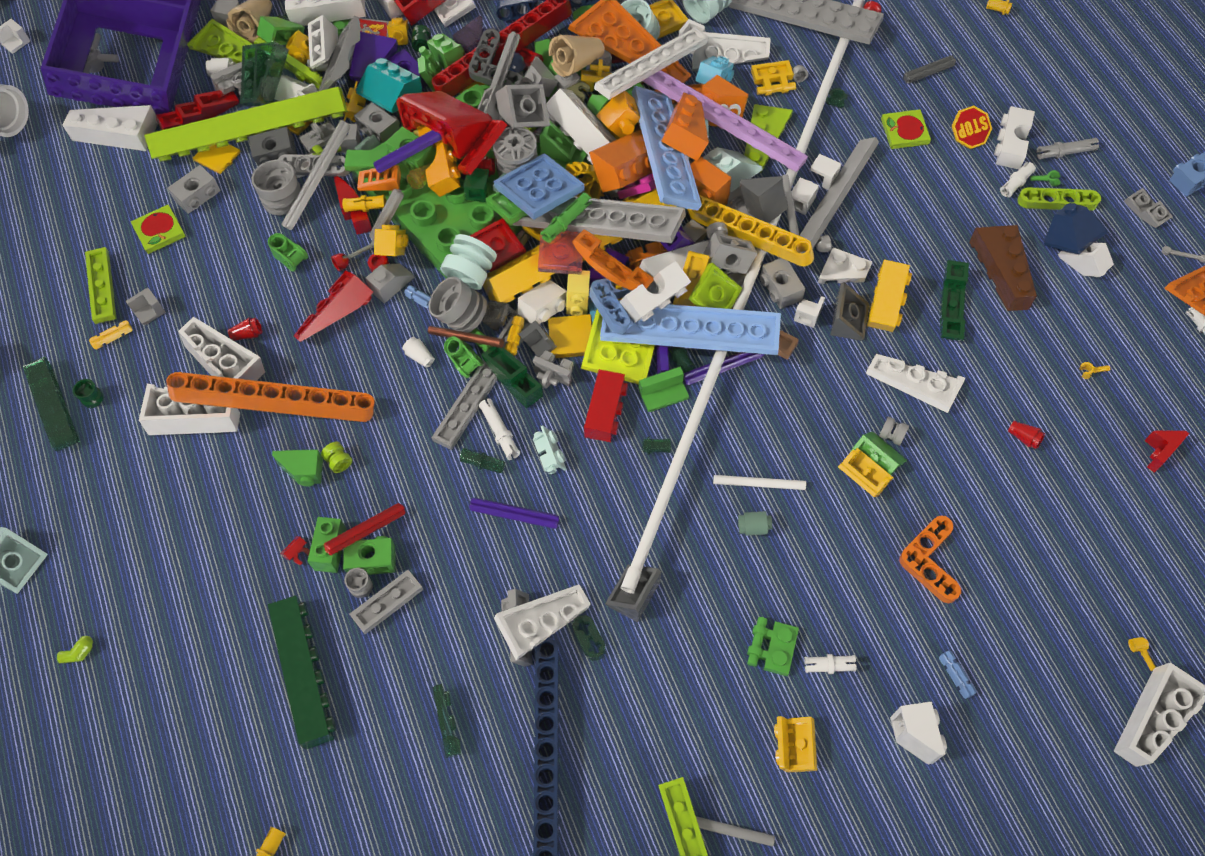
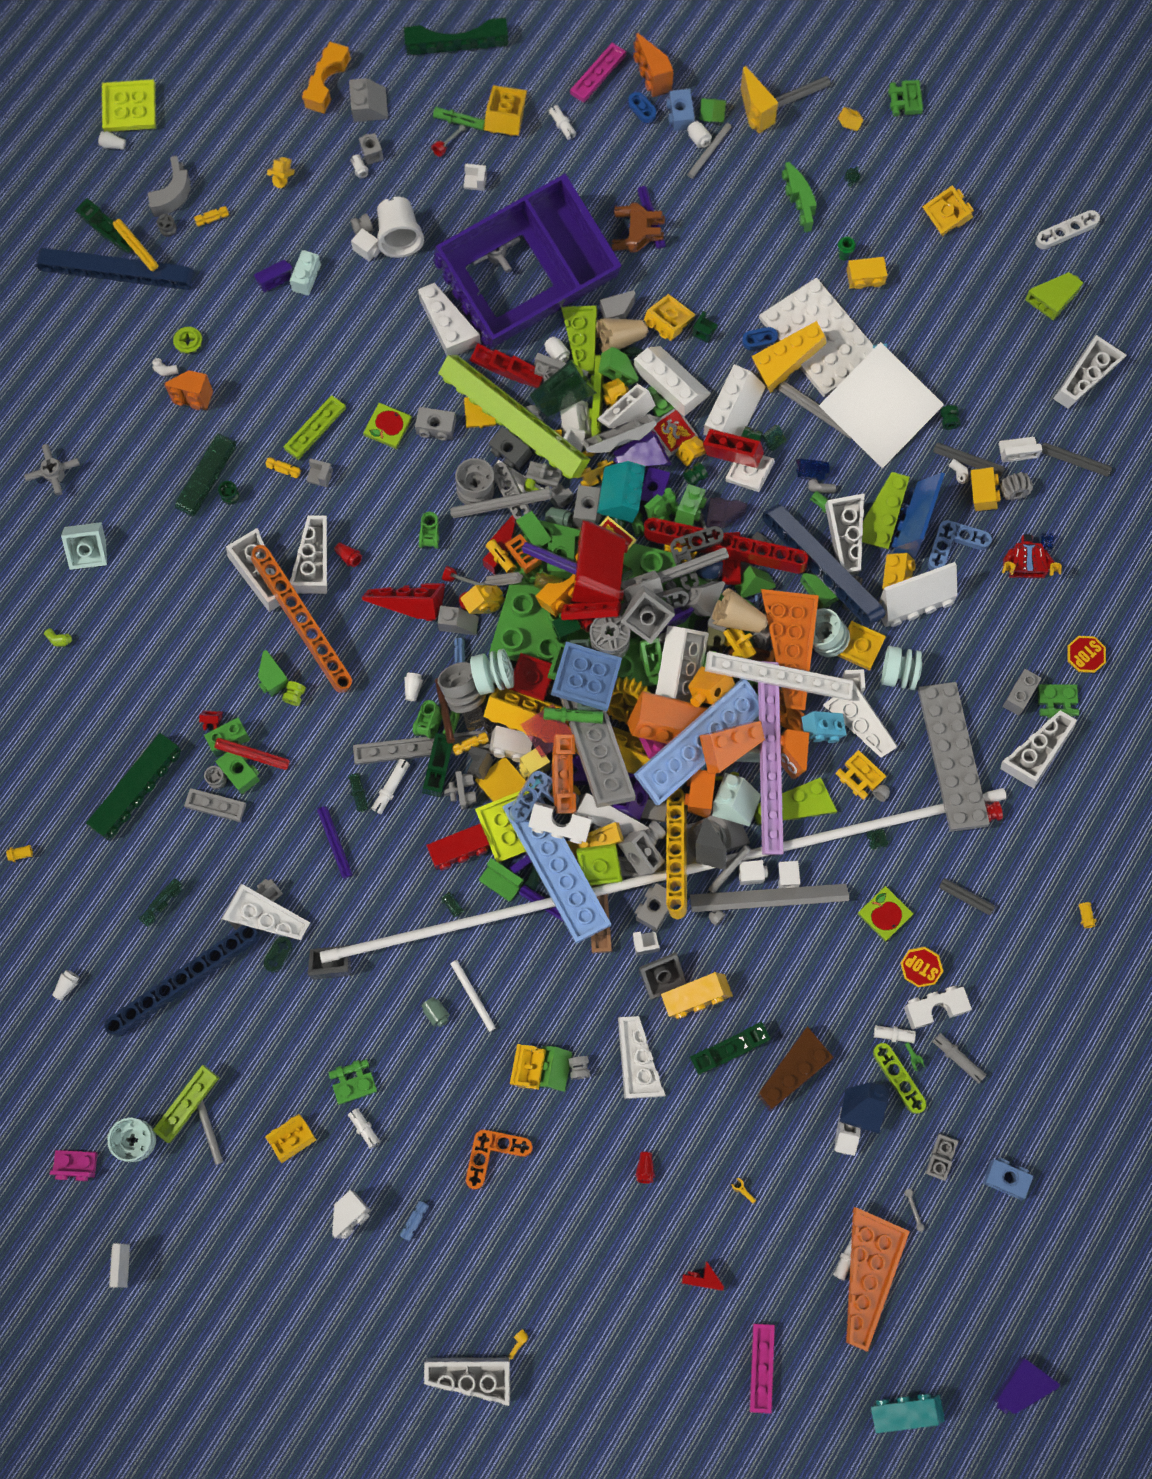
camera: 55 degrees right, 10 degrees up
(547, 442) = (403, 827): light aqua hinge -> none
(844, 268) = (707, 945): white wing -> none

